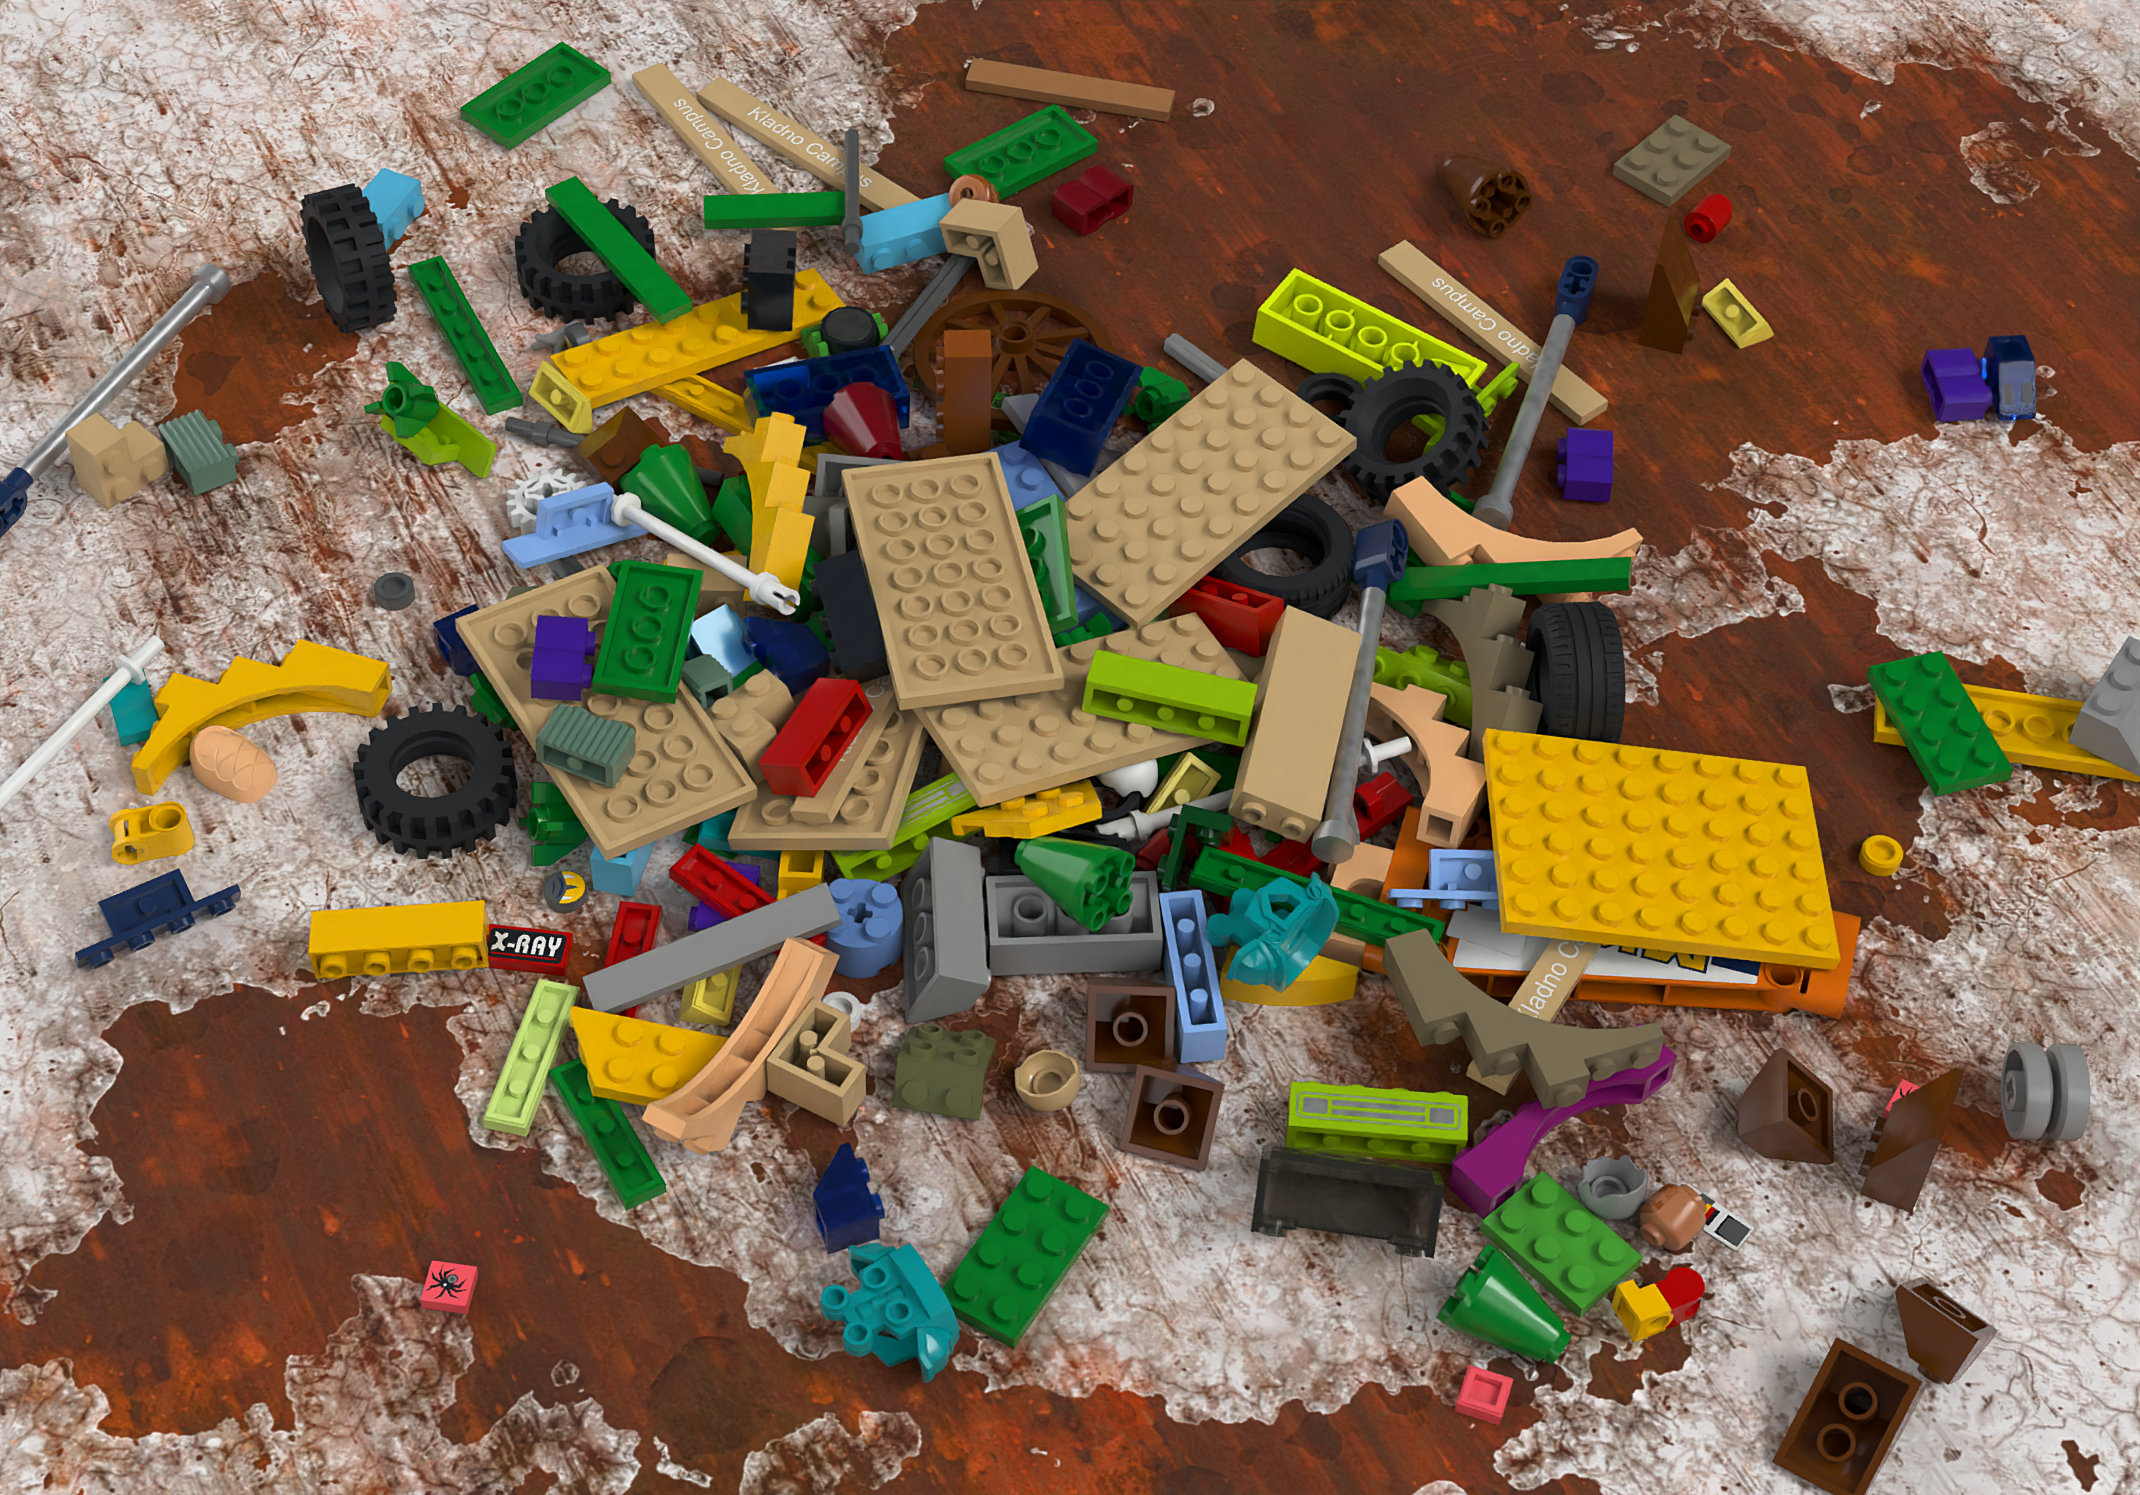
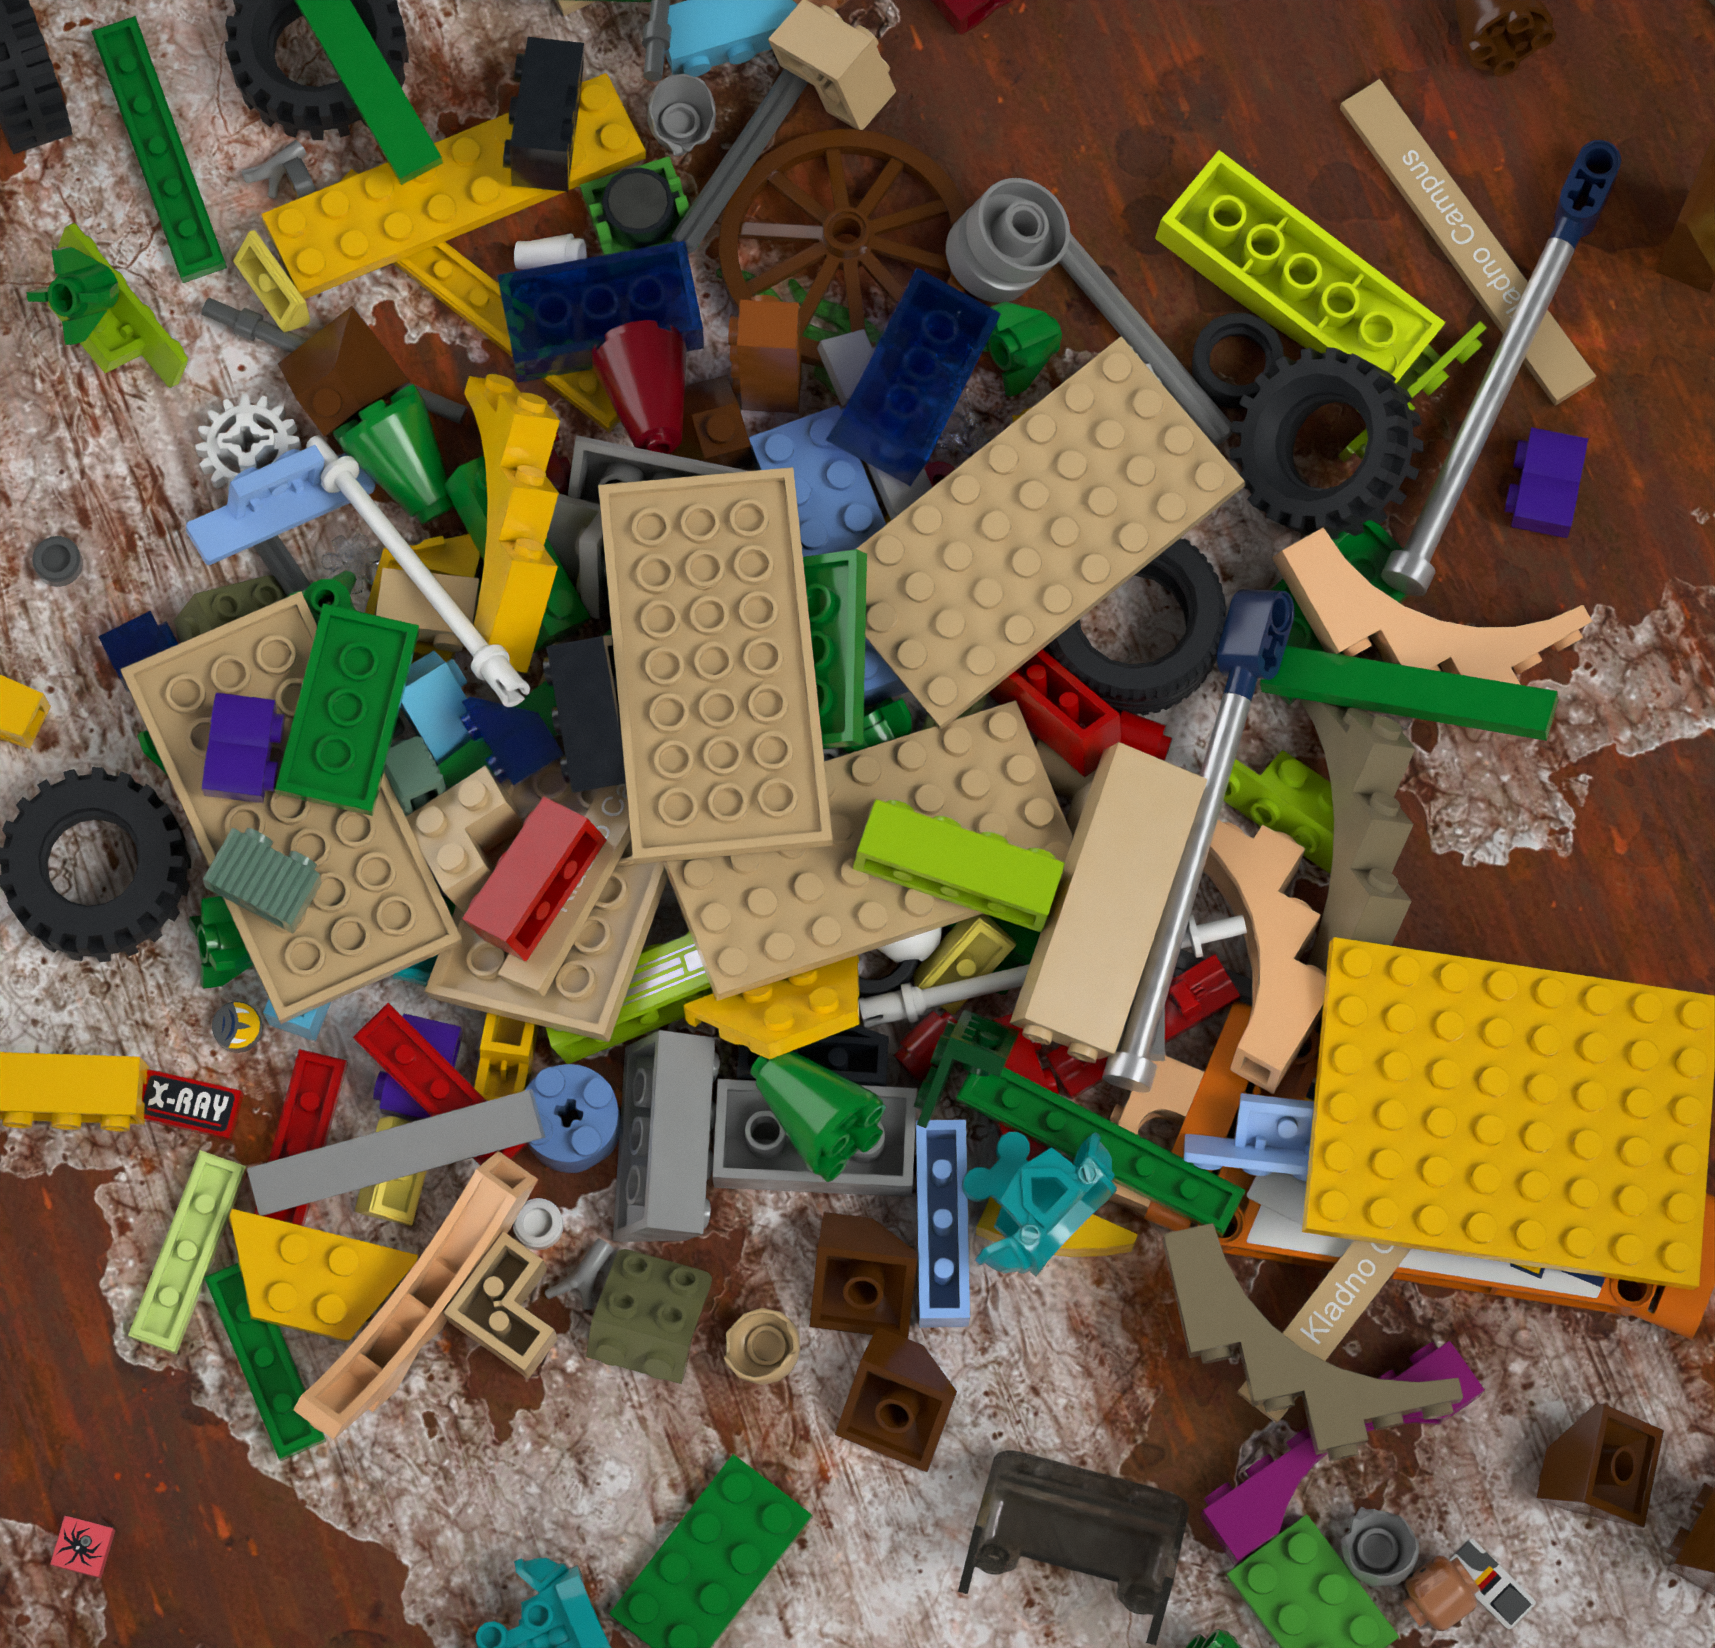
camera: 10 degrees right, 25 degrees up
(843, 1204) = (517, 1487): clear blue slope -> none
(875, 281) = (681, 113): none -> light grey hair
(885, 1044) = (584, 1274): none -> light grey bar
(1143, 326) = (1008, 240): none -> light grey wheel
(1376, 1122) = (1128, 1434): lime brick -> none
(1577, 671) = (1458, 860): black tyre -> none

